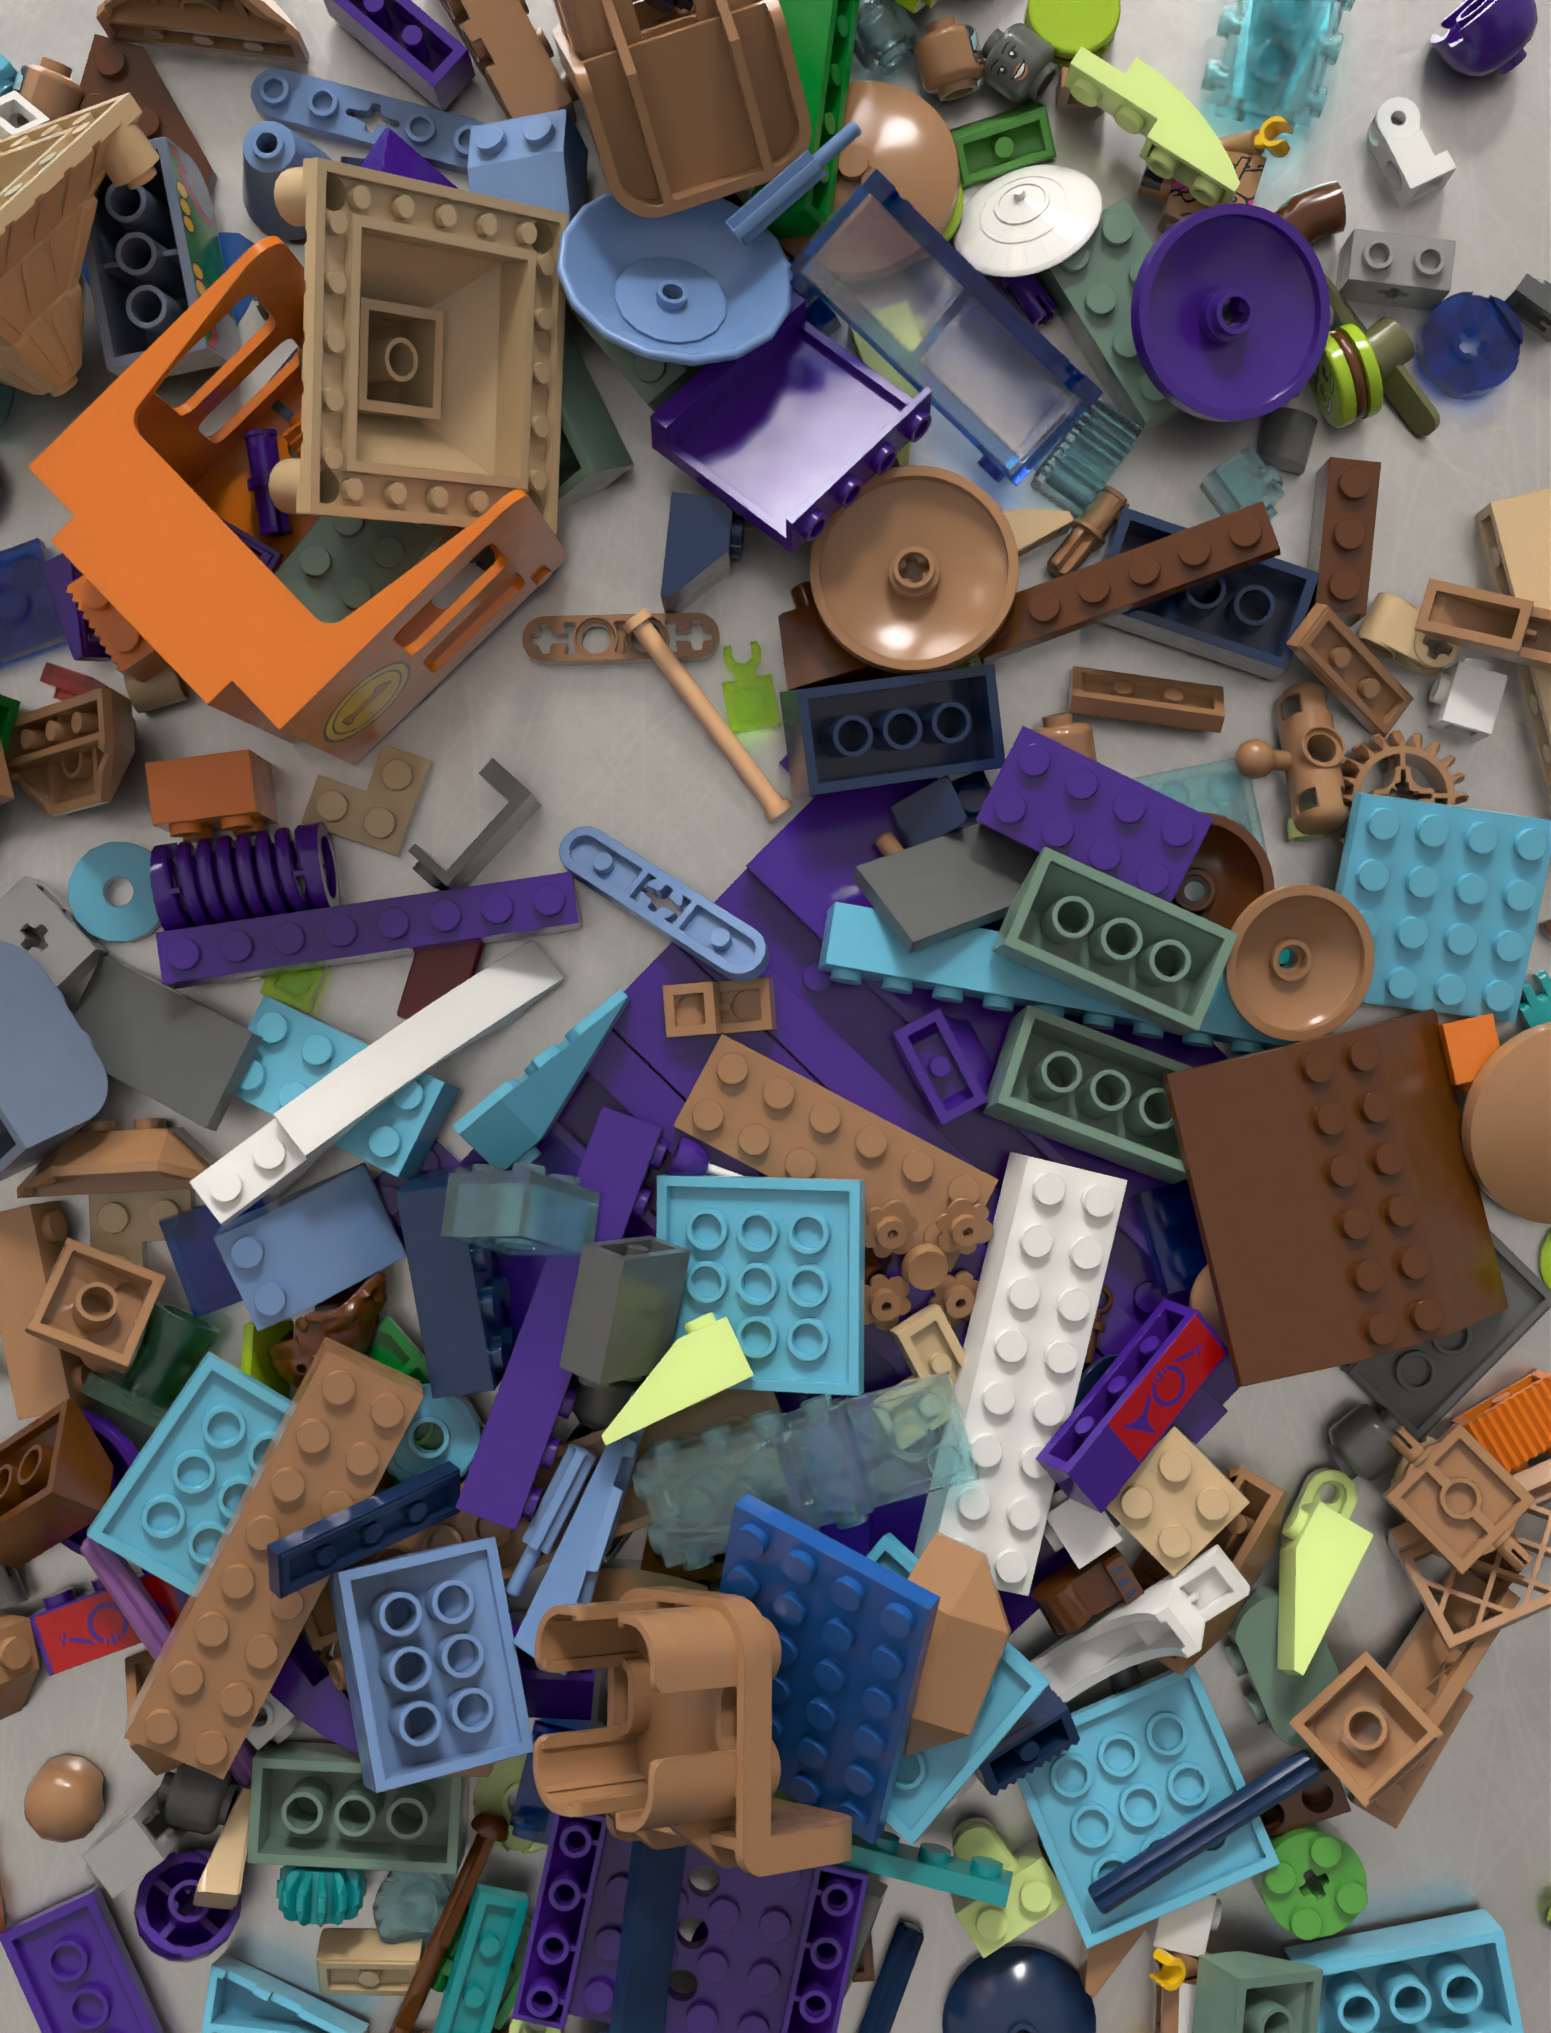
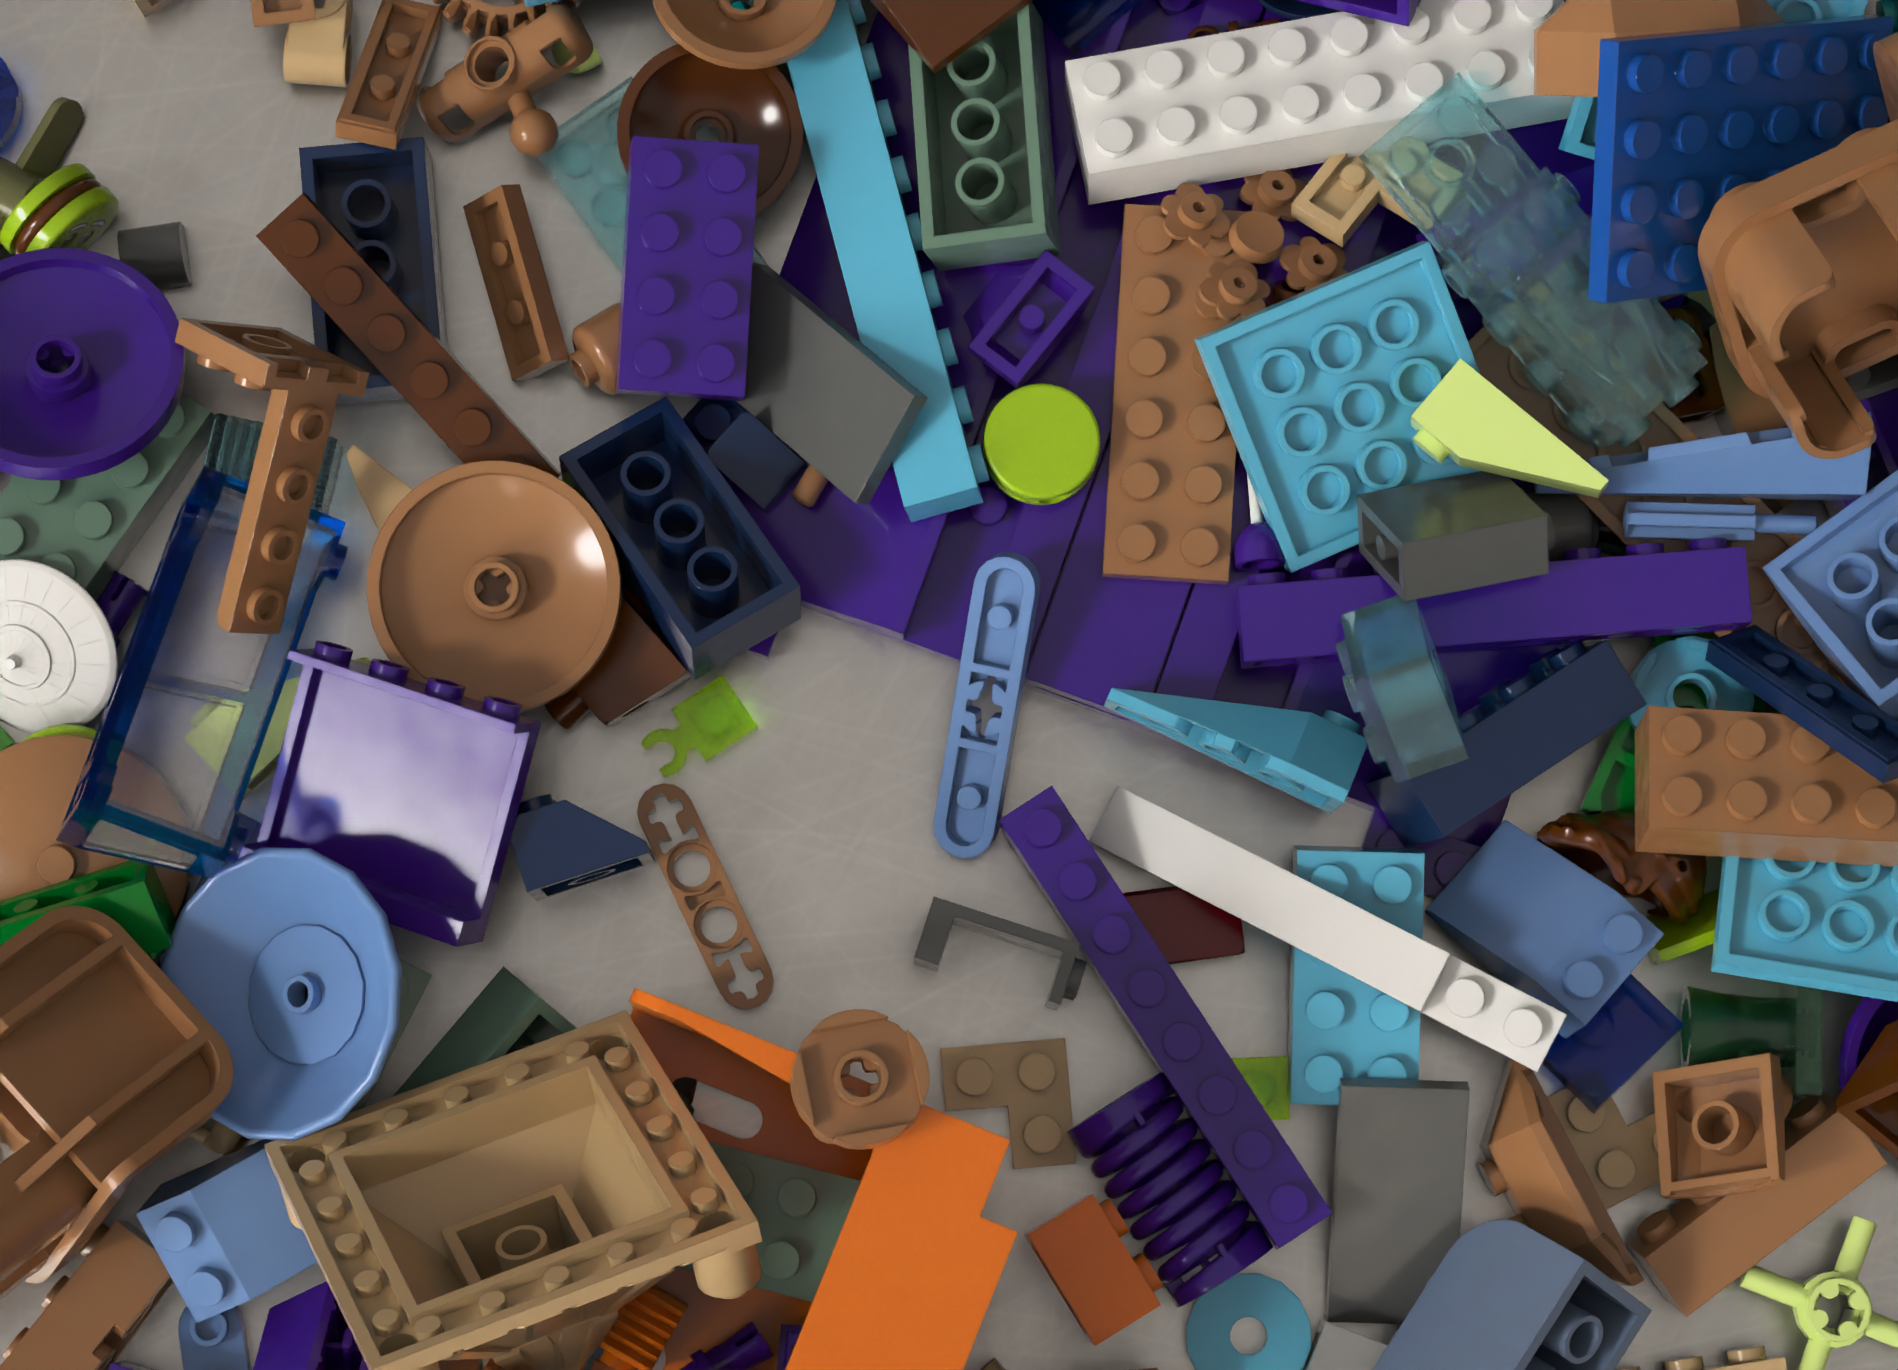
camera: 120 degrees left, 5 degrees down
(354, 600) = (881, 1047): none -> medium nougat plate
(707, 714) = (719, 813): light nougat bar -> none
(719, 1007) = (1076, 590): medium nougat slope -> none
(787, 187) = (128, 910): medium blue axle -> none
(841, 1031) = (1041, 444): none -> lime head
(1088, 532) = (374, 432): medium nougat axle -> none
(1115, 942) = (814, 184): sand green slope -> none
(1134, 486) = (287, 459): none -> medium nougat bracket
(1243, 482) = (232, 275): clear light blue brick -> none
(1343, 535) = (241, 145): reddish brown brick -> none

